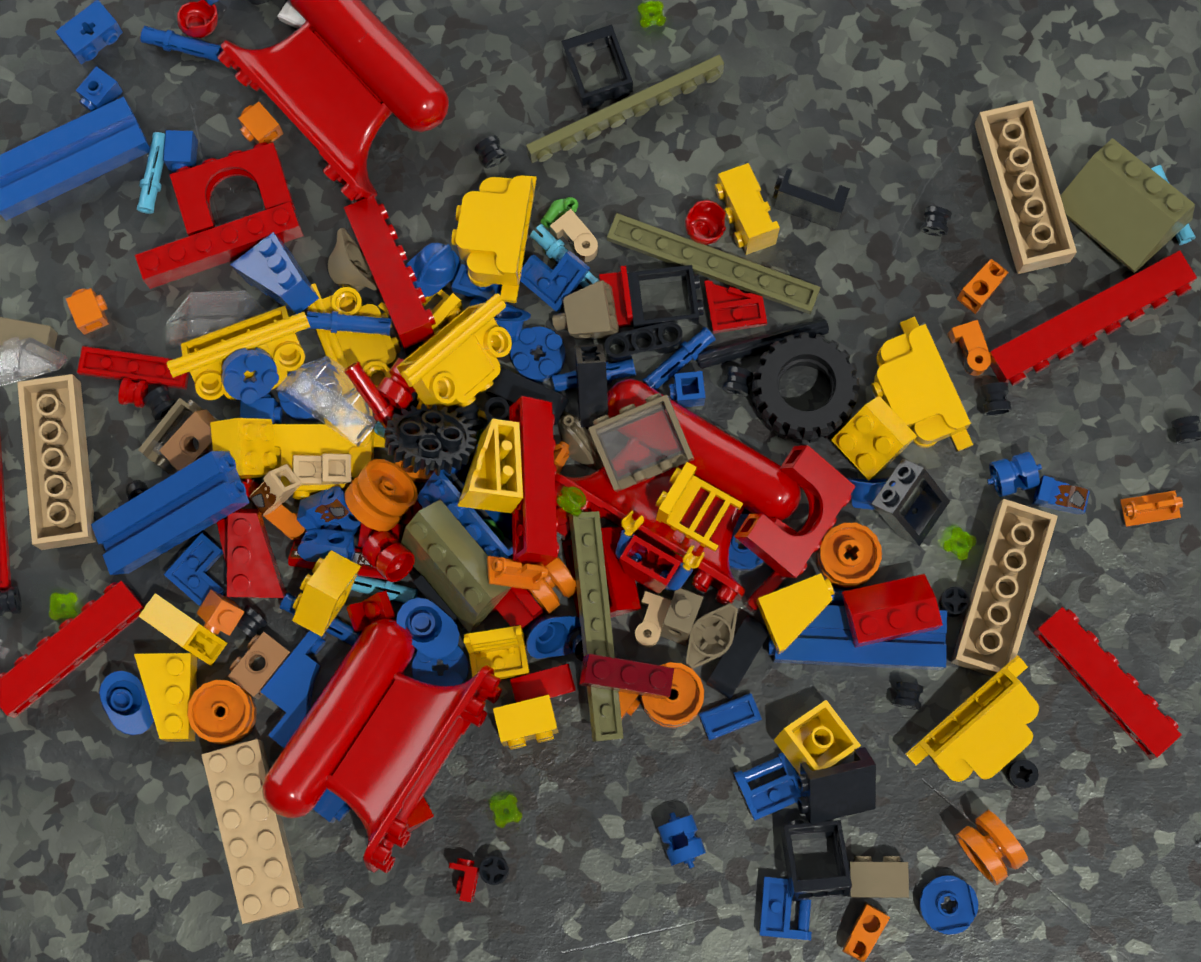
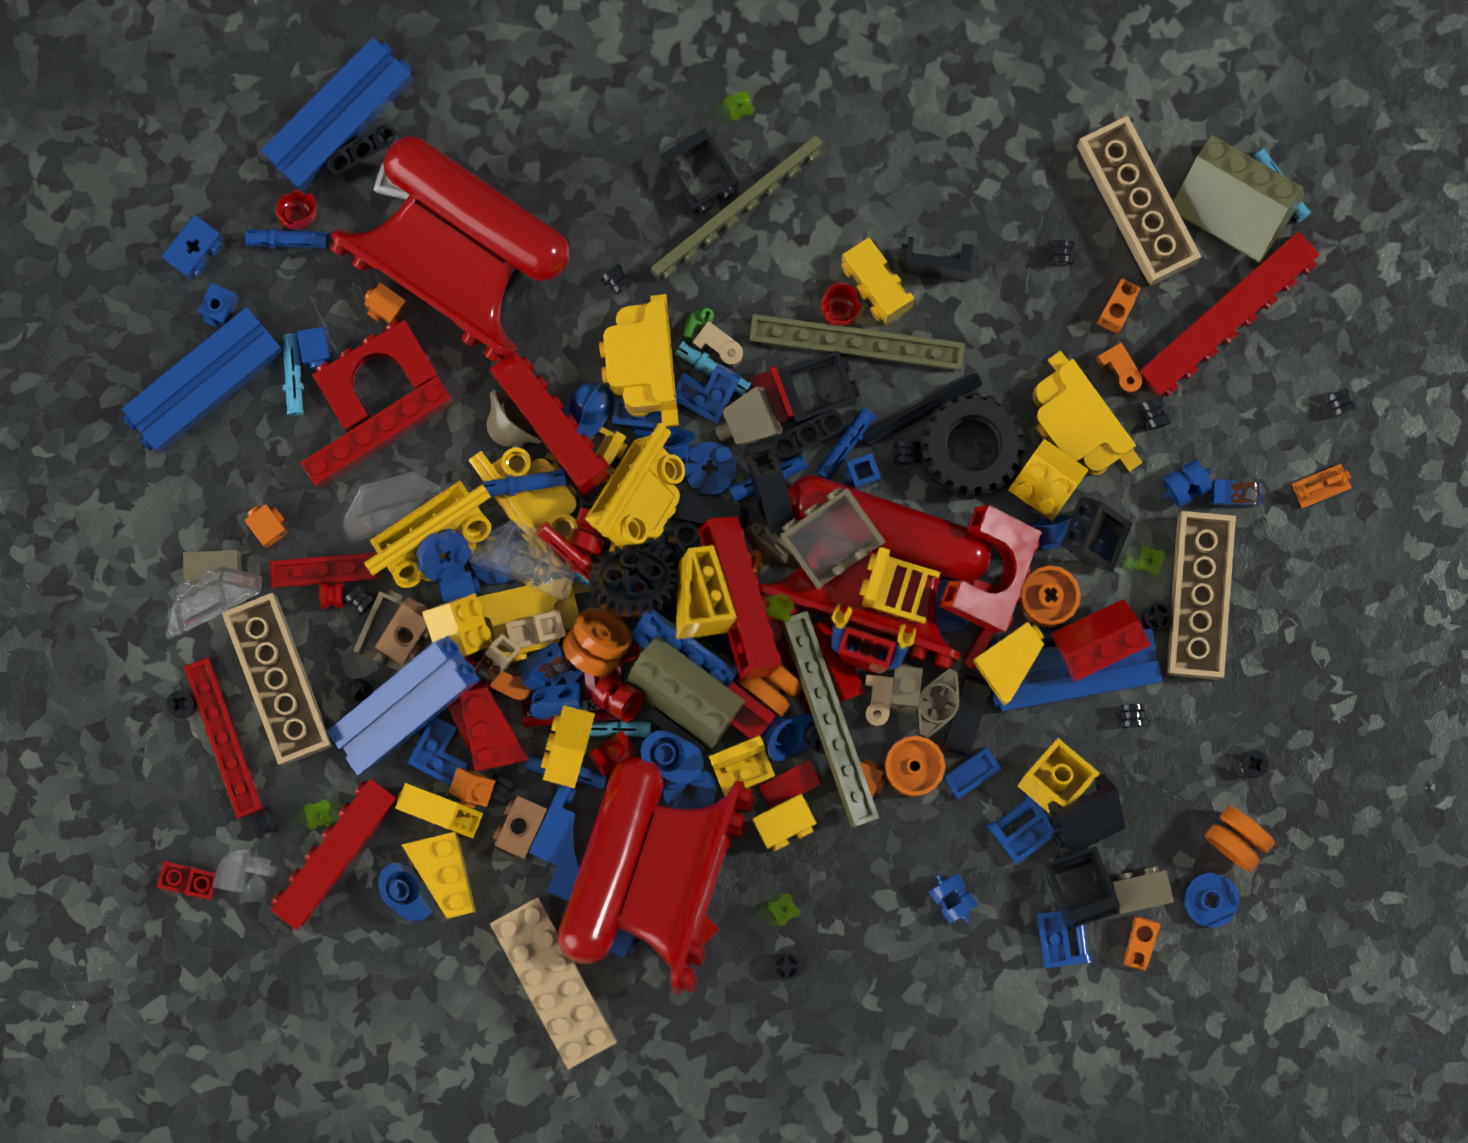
camera: 15 degrees left, 5 degrees up
(206, 706) = (513, 883): orange wheel -> none
(276, 273) = (443, 450): blue wedge -> none
(466, 885) = (764, 985): red bracket -> none
(515, 574) = (745, 690): orange hinge -> none
(626, 676) = (870, 760): dark red brick -> none
(733, 309) = (886, 382): red wing -> none
(984, 729) = (1209, 732): yellow brick -> none
(1107, 683) = (1314, 661): red brick -> none

